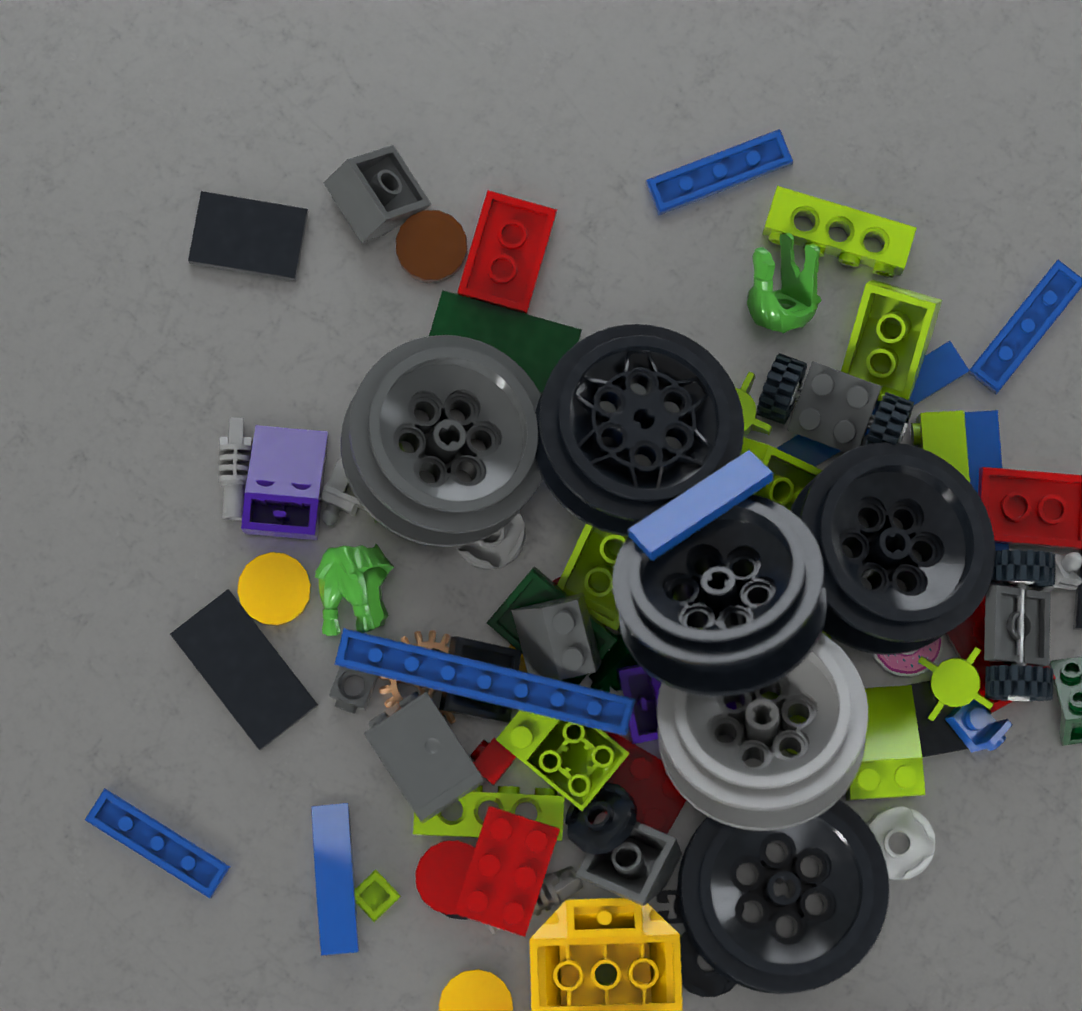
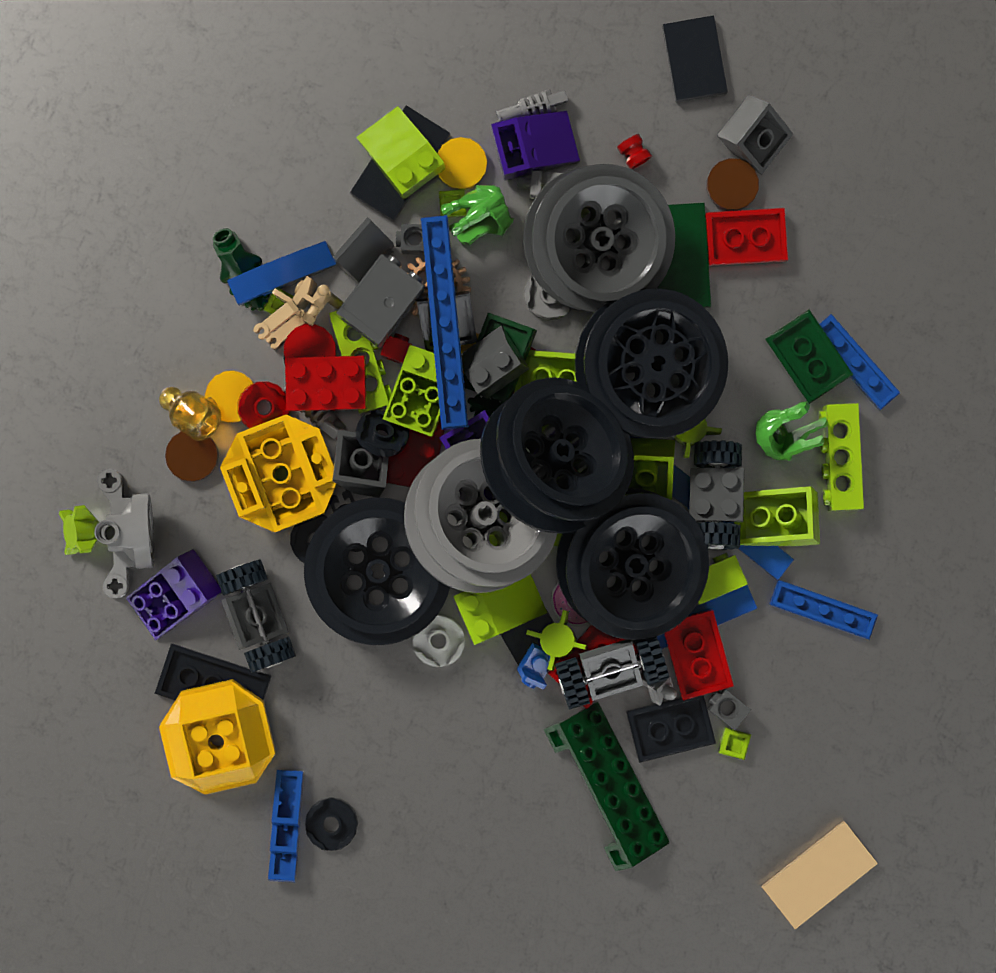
camera: 75 degrees right, 5 degrees up
(157, 843) = (265, 148): blue tile -> none
(231, 662) = (401, 152): none -> lime slope
(298, 936) = (236, 262): none -> dark green plant
(314, 619) = (449, 196): none -> lime tile
(343, 356) = (633, 150): none -> red wheel
(349, 757) = (363, 250): none -> dark grey slope
(398, 882) = (304, 293): none -> tan piece
(484, 970) = (253, 395): none -> red tile
(692, 227) = (809, 356): none -> dark green tile
(700, 505) = (612, 421): tile -> none

